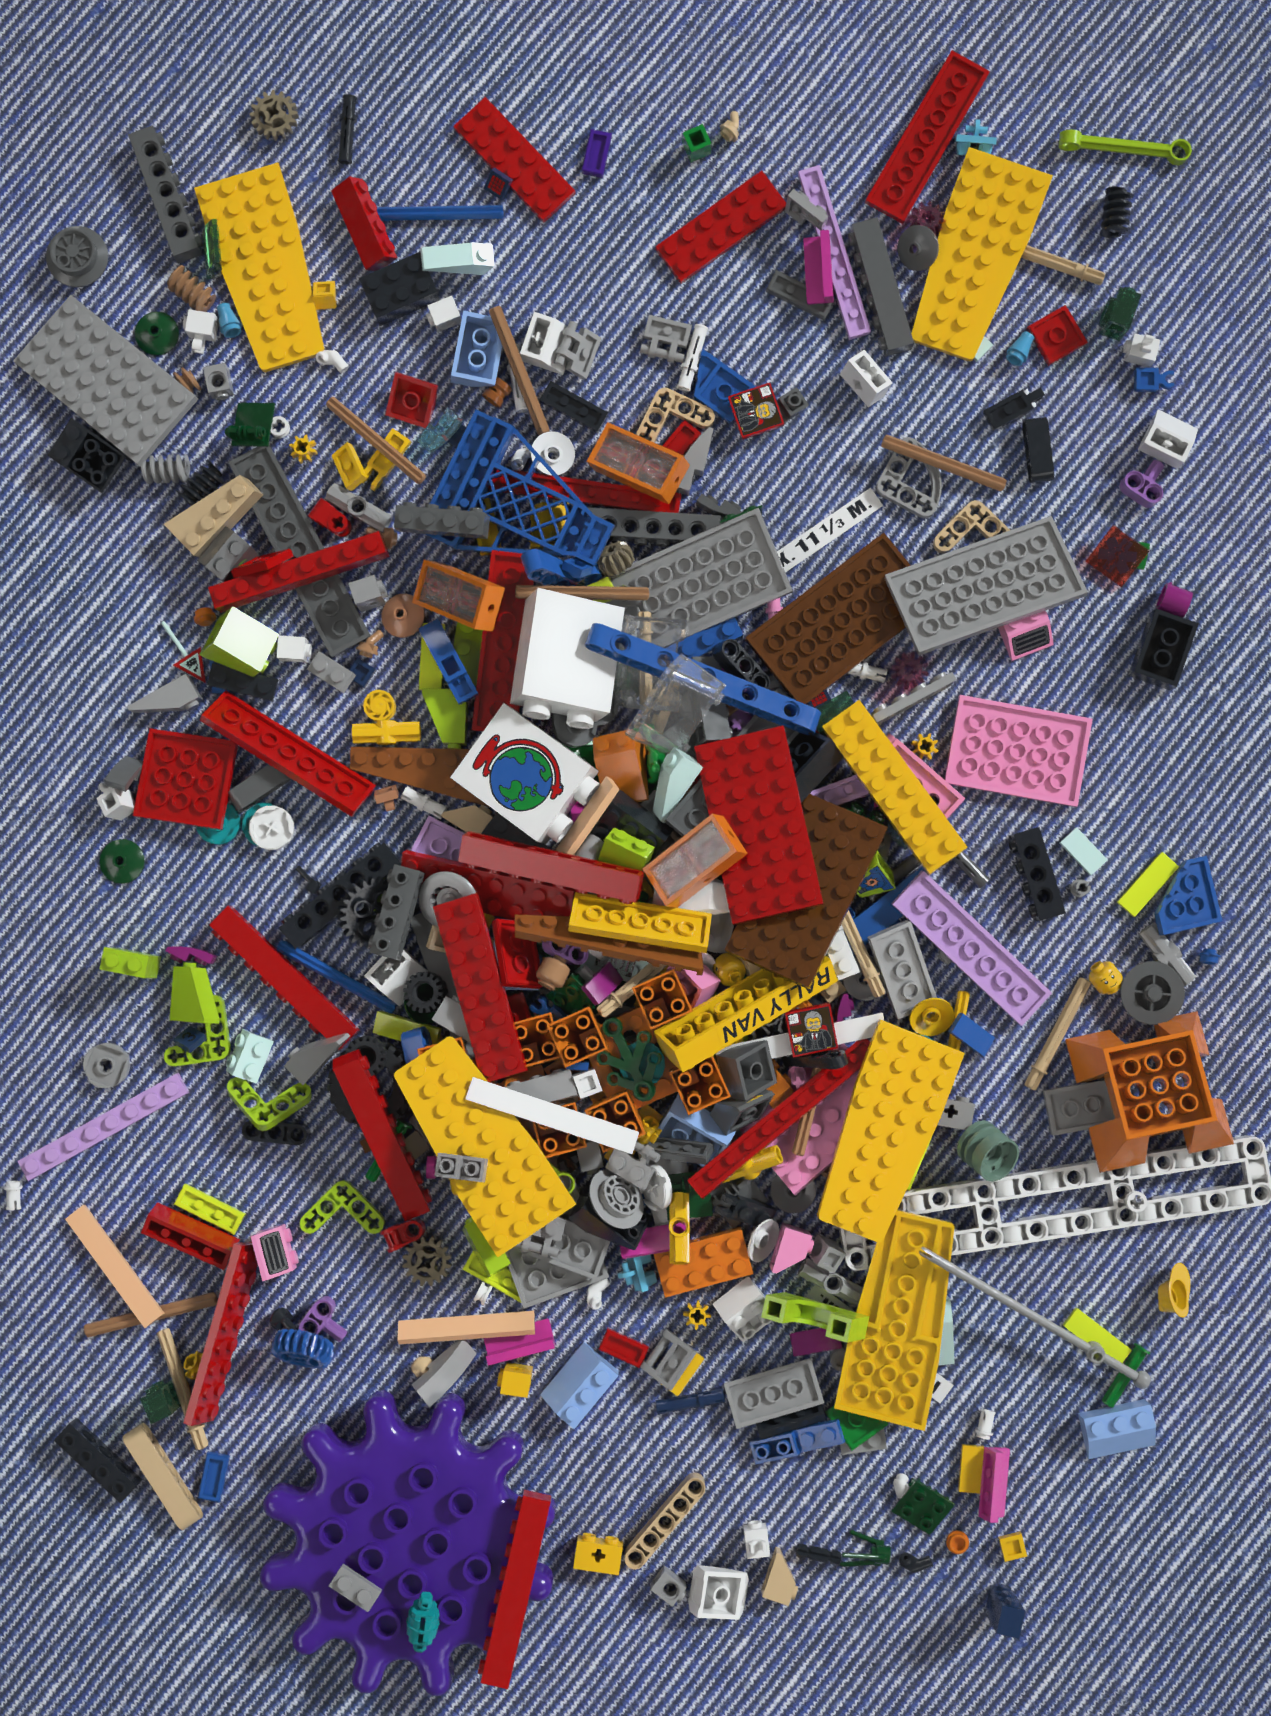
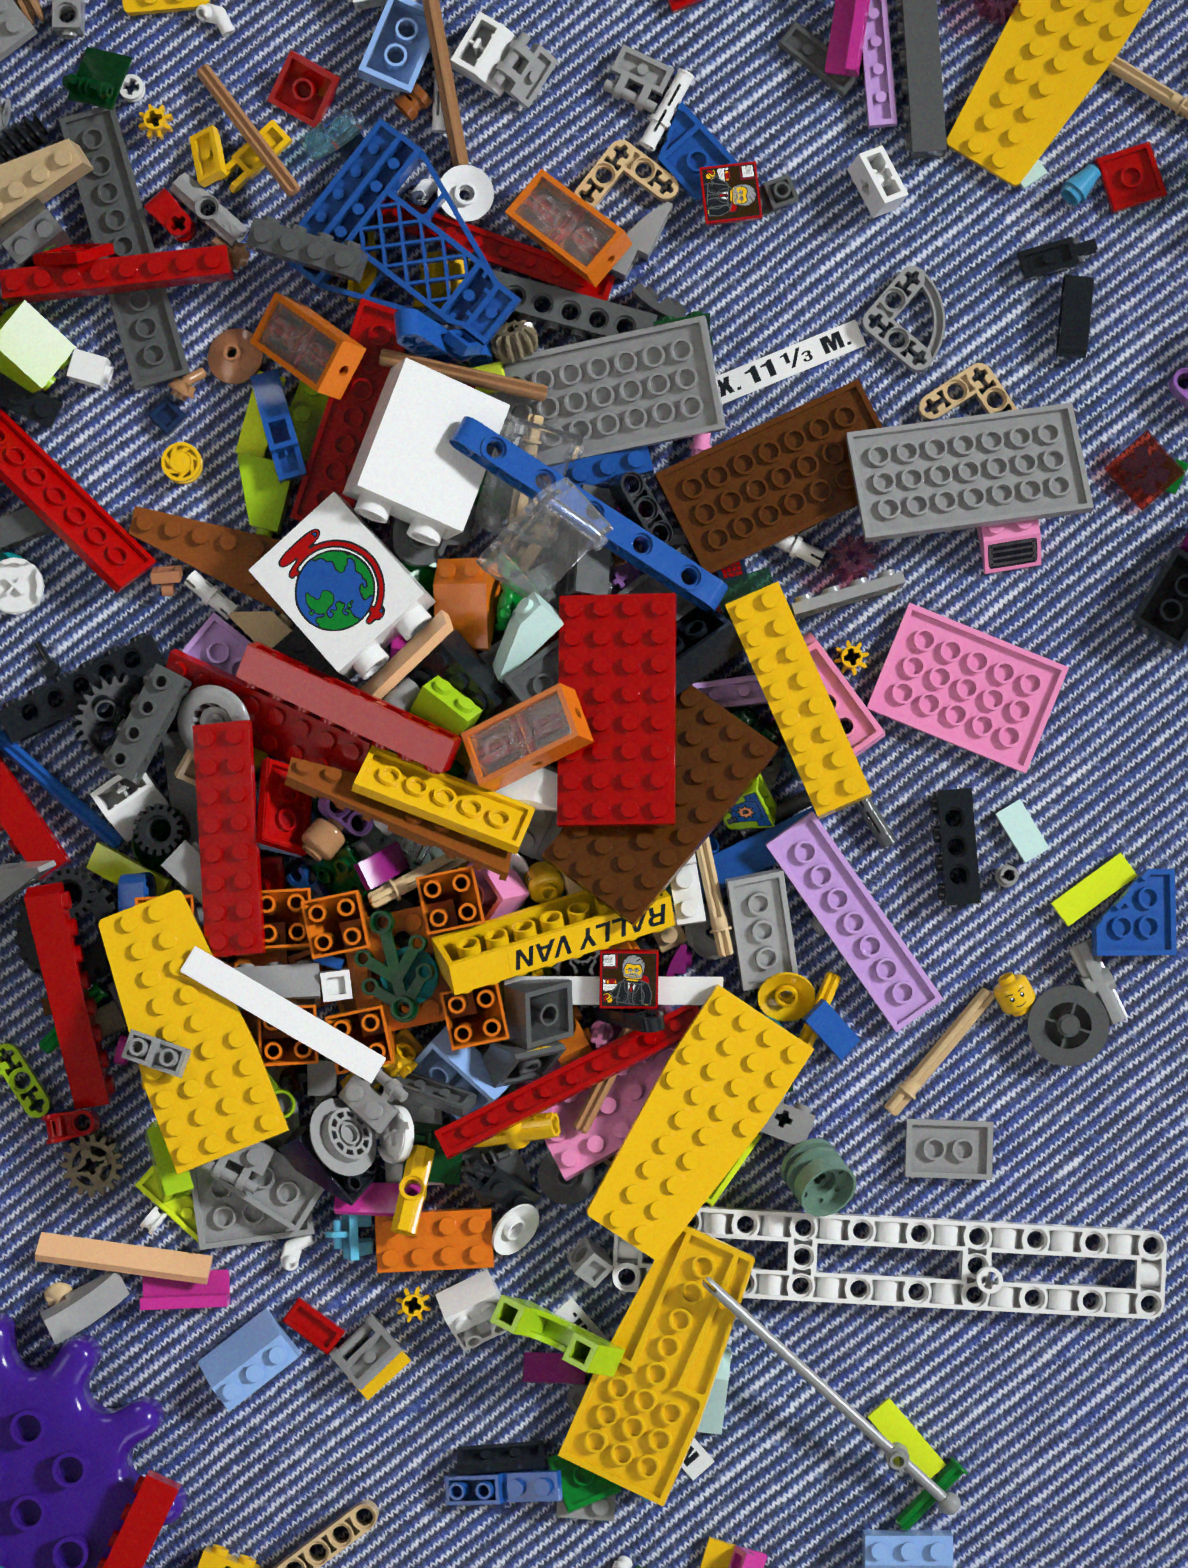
camera: 15 degrees right, 0 degrees up
(331, 672) = (131, 408): light grey plate -> none
(368, 593) = (197, 319): light grey brick -> none
(386, 732) = (183, 498): yellow piece -> none
(515, 1379) = (170, 1335): yellow brick -> none
(574, 407) = (505, 140): black plate -> none
(682, 438) = (631, 209): red tile -> none
(690, 1401) = (373, 1409): dark blue pin -> none
(773, 1393) = (487, 1422): light grey plate -> none
(790, 1247) = (547, 1244): bright pink slope -> none
(819, 1276) = (604, 1312): light grey piece -> none
(926, 245) = (988, 29): dark grey dish -> none
(943, 462) = (952, 307): medium nougat axle -> none
(985, 1424) = (743, 1517): white pin -> none
(1174, 1293) = (1015, 1405): yellow piece -> none
(1190, 1108) = (1078, 1105): orange slope -> none
(1209, 956) = (1150, 996): blue plate -> none

